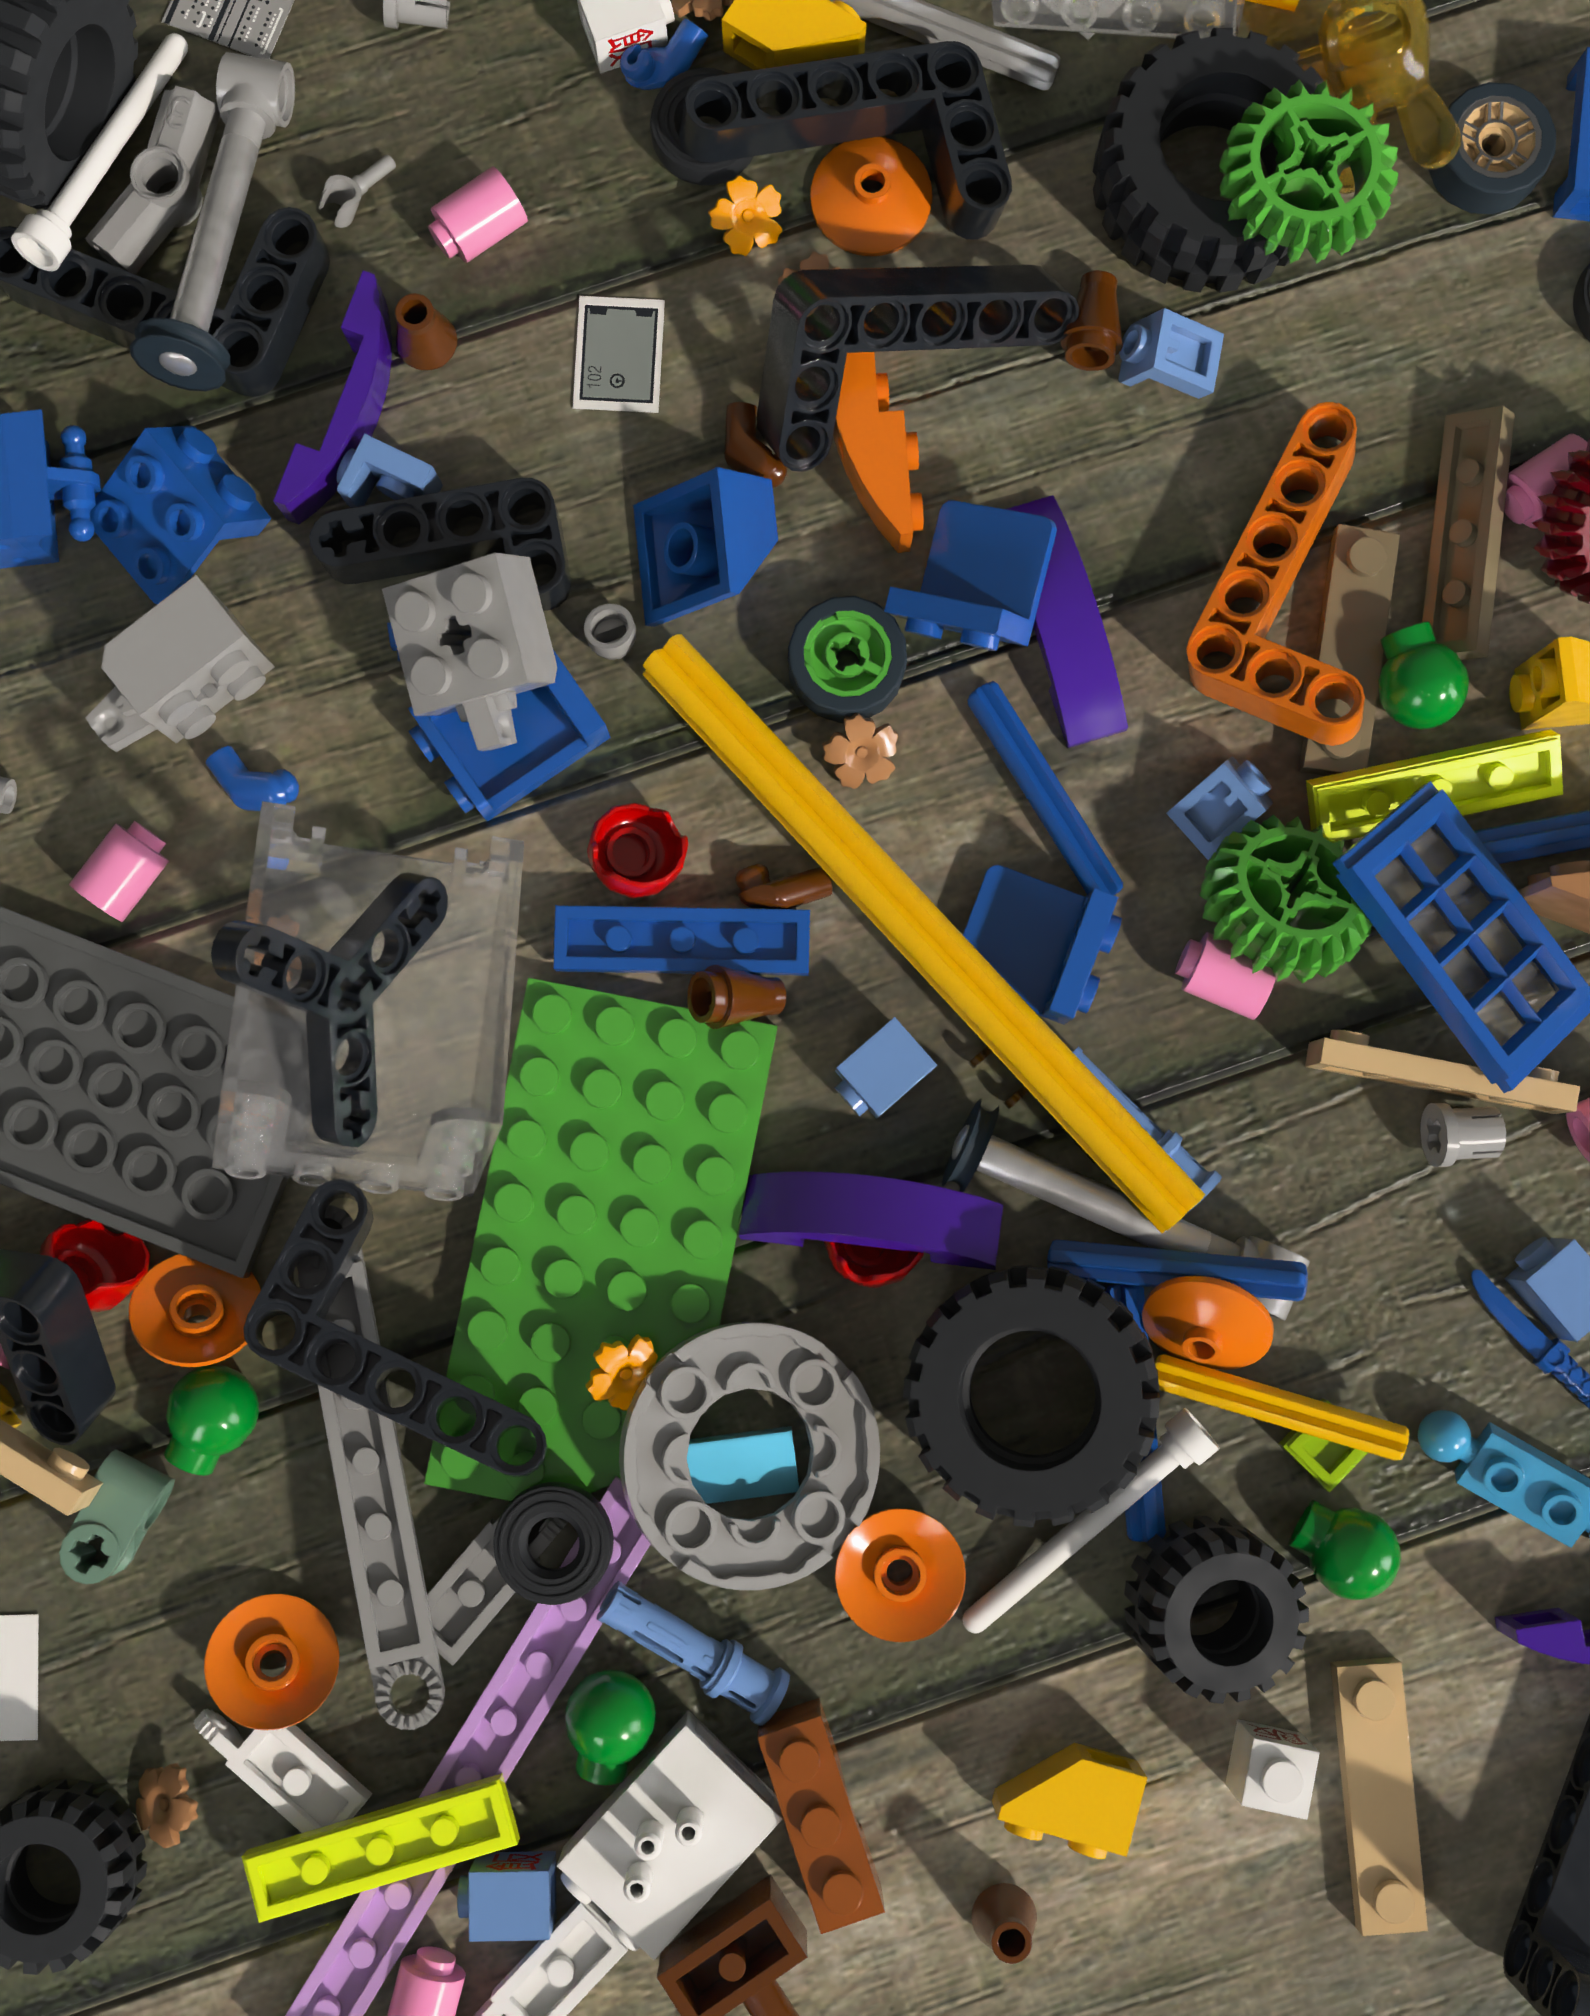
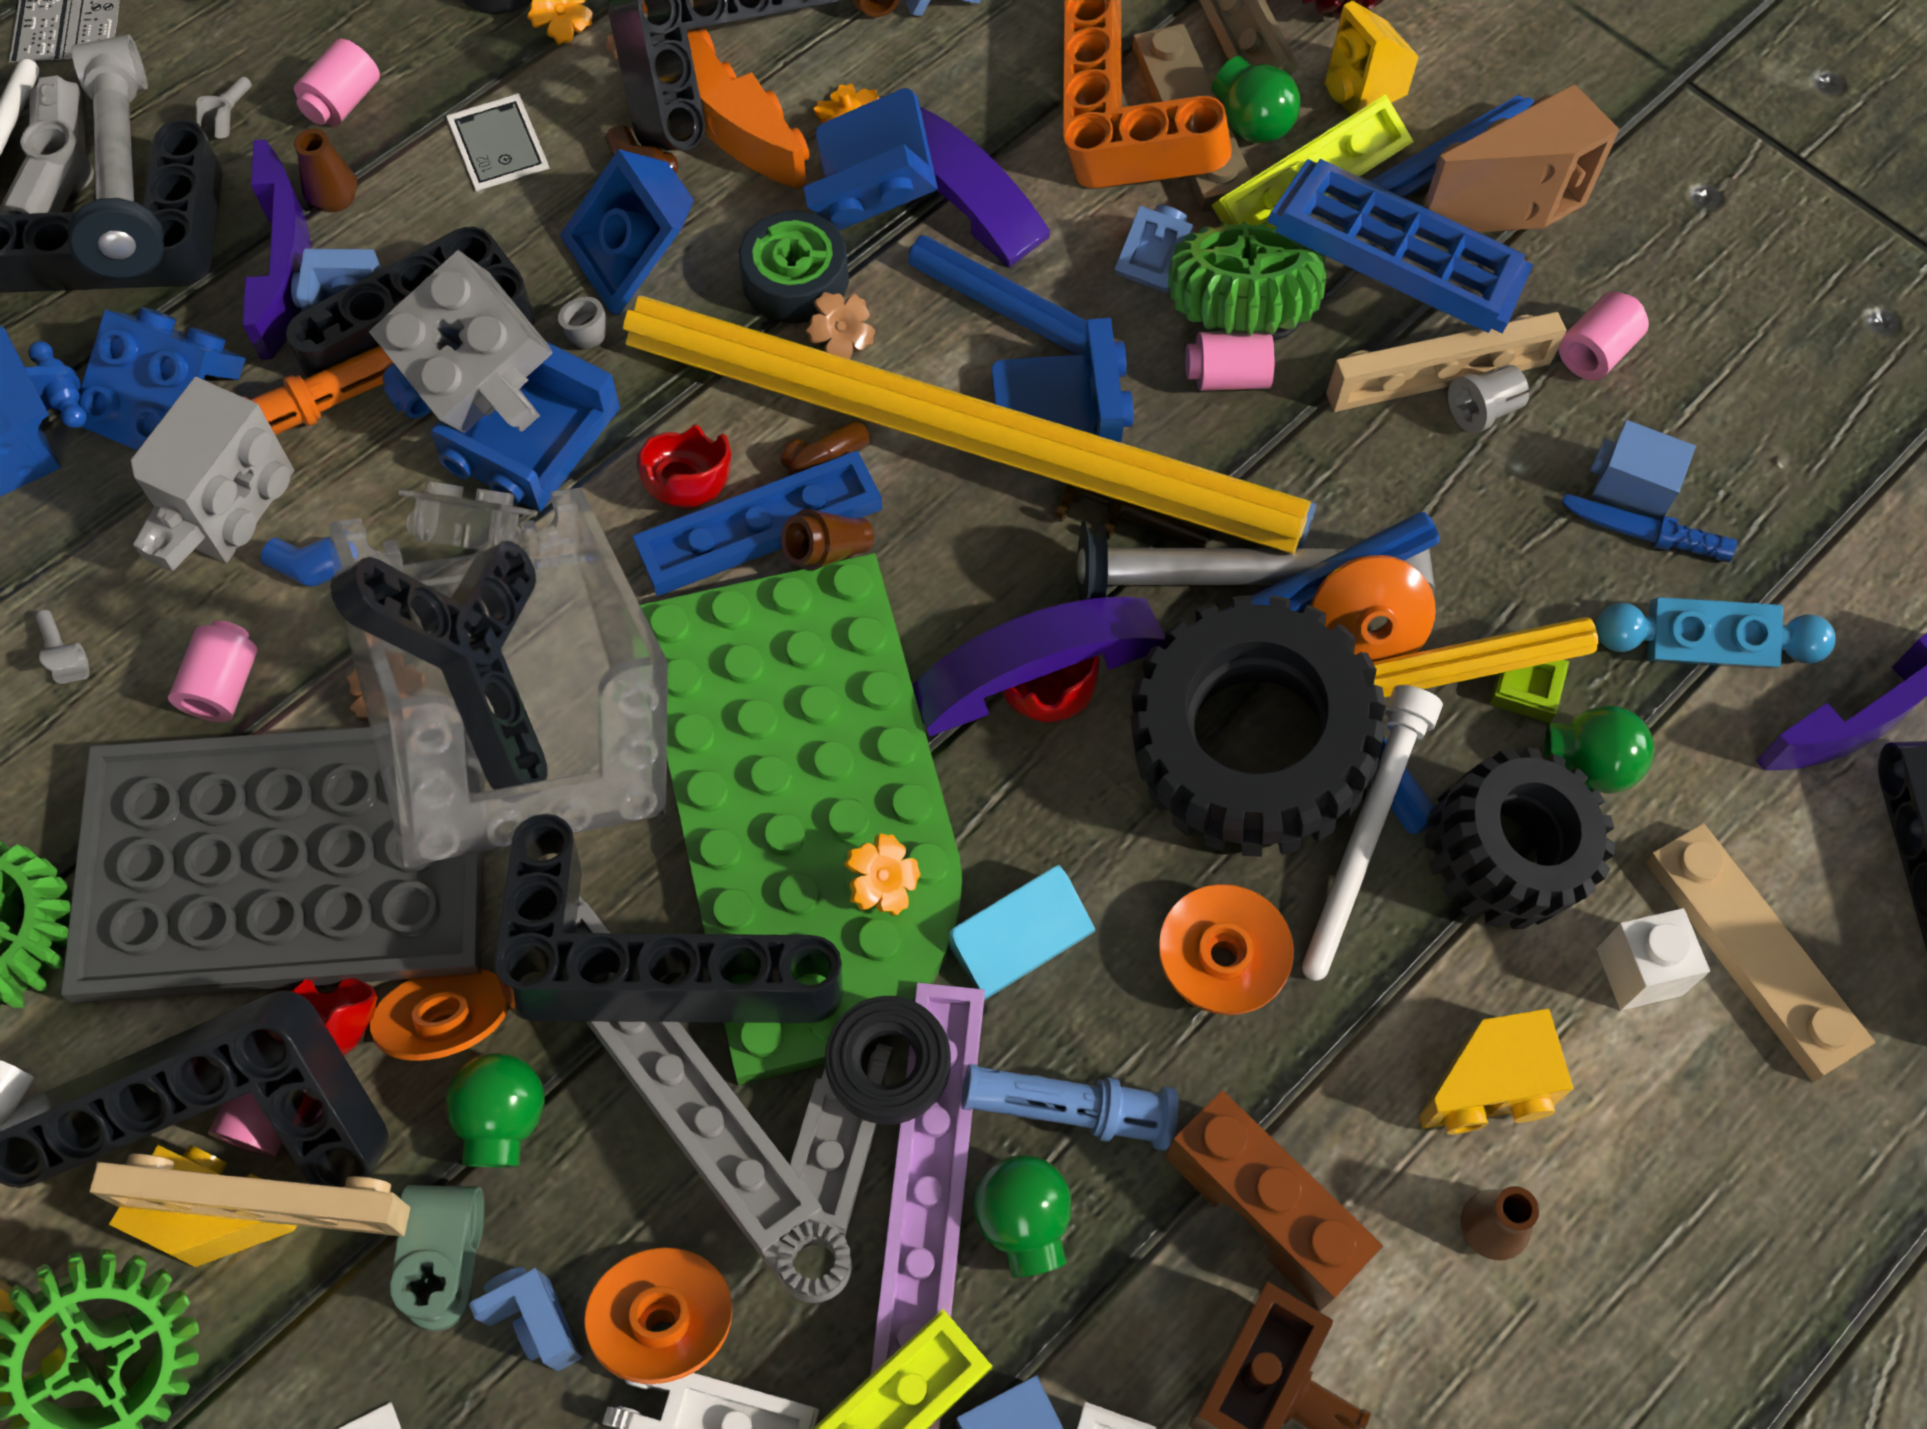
camera: 25 degrees left, 20 degrees down
(178, 1620) = (542, 1328): none -> medium blue bracket
(308, 600) = (304, 399): none -> orange pin
(394, 793) = (443, 512): none -> clear hinge
(669, 1836) = (1138, 1298): white piece -> none
(840, 1468) = (1007, 981): light grey plate -> none
(882, 1070) = (985, 544): medium blue brick -> none
(994, 477) = (843, 101): none -> light orange plant

